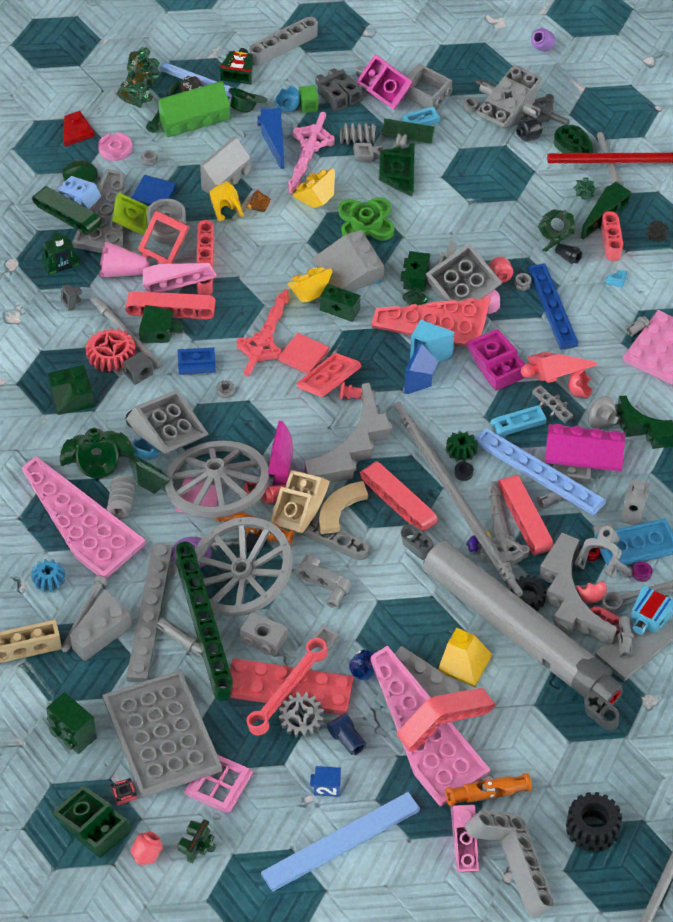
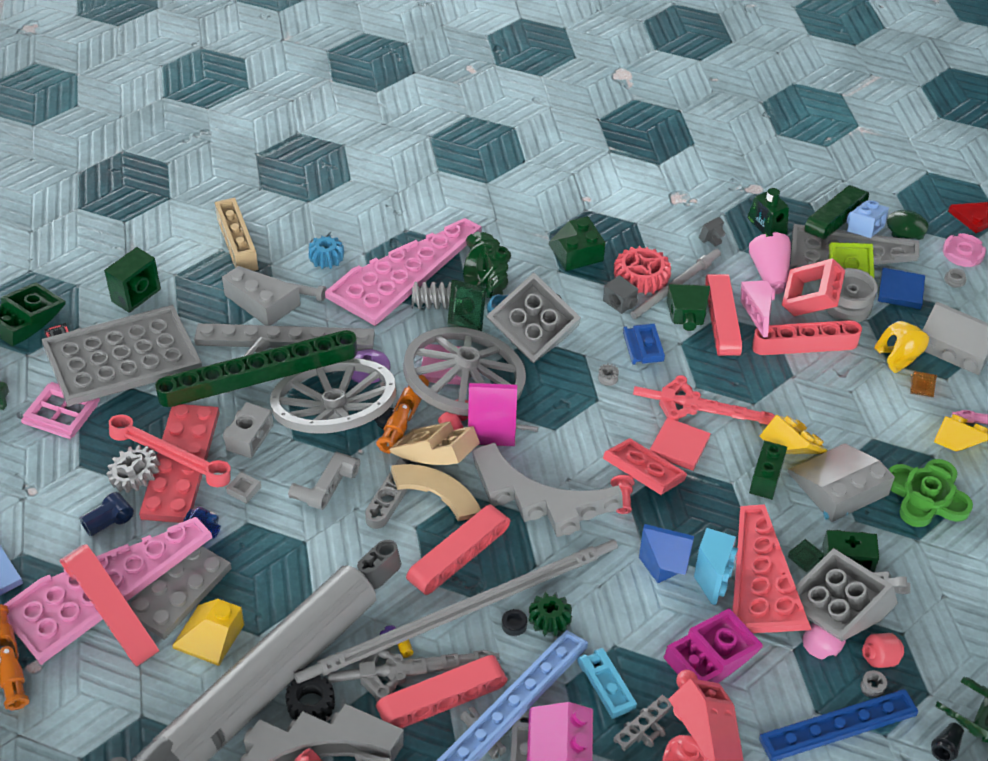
camera: 85 degrees right, 5 degrees down
(326, 781) = (43, 499): blue brick -> none

